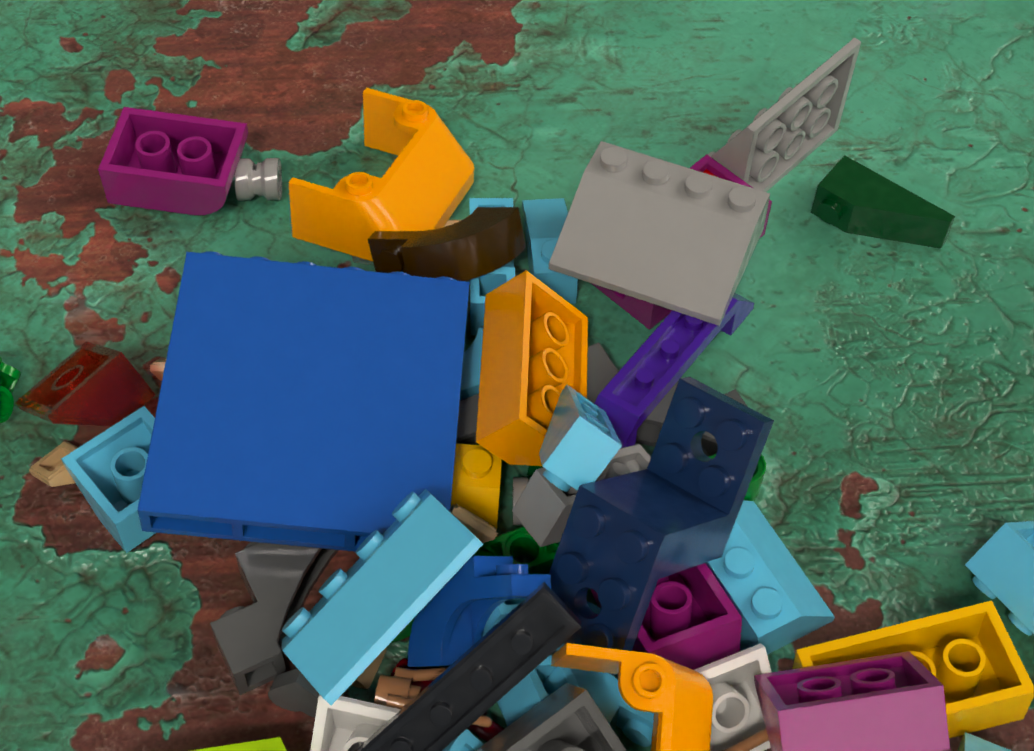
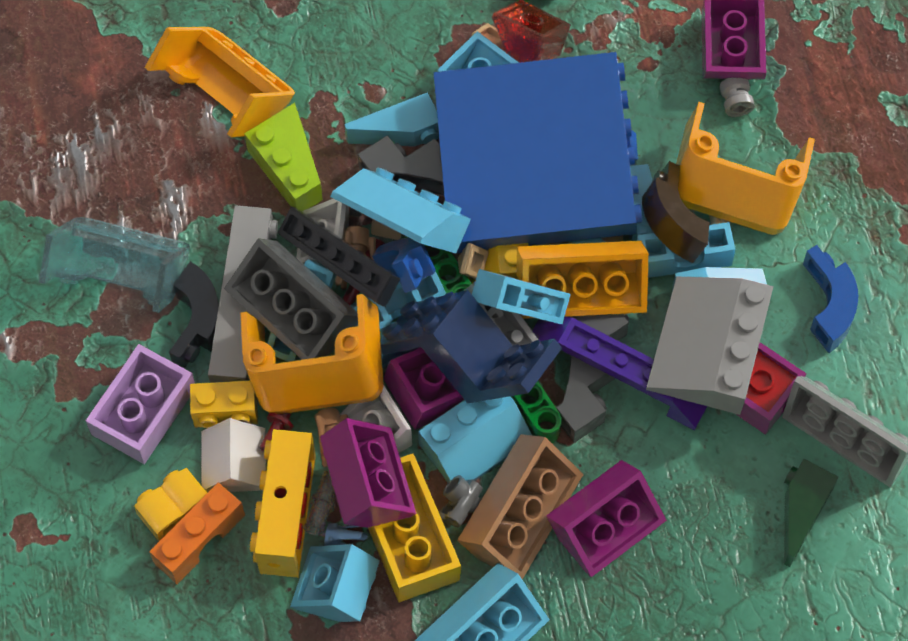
camera: 85 degrees right, 10 degrees up
(185, 604) = (405, 123): none -> medium azure slope
(580, 123) = (842, 298): none -> blue arch
(858, 604) = (462, 498): none -> dark grey plate
(866, 530) = (512, 514): none -> medium nougat slope
(883, 424) = (607, 517): none -> magenta slope

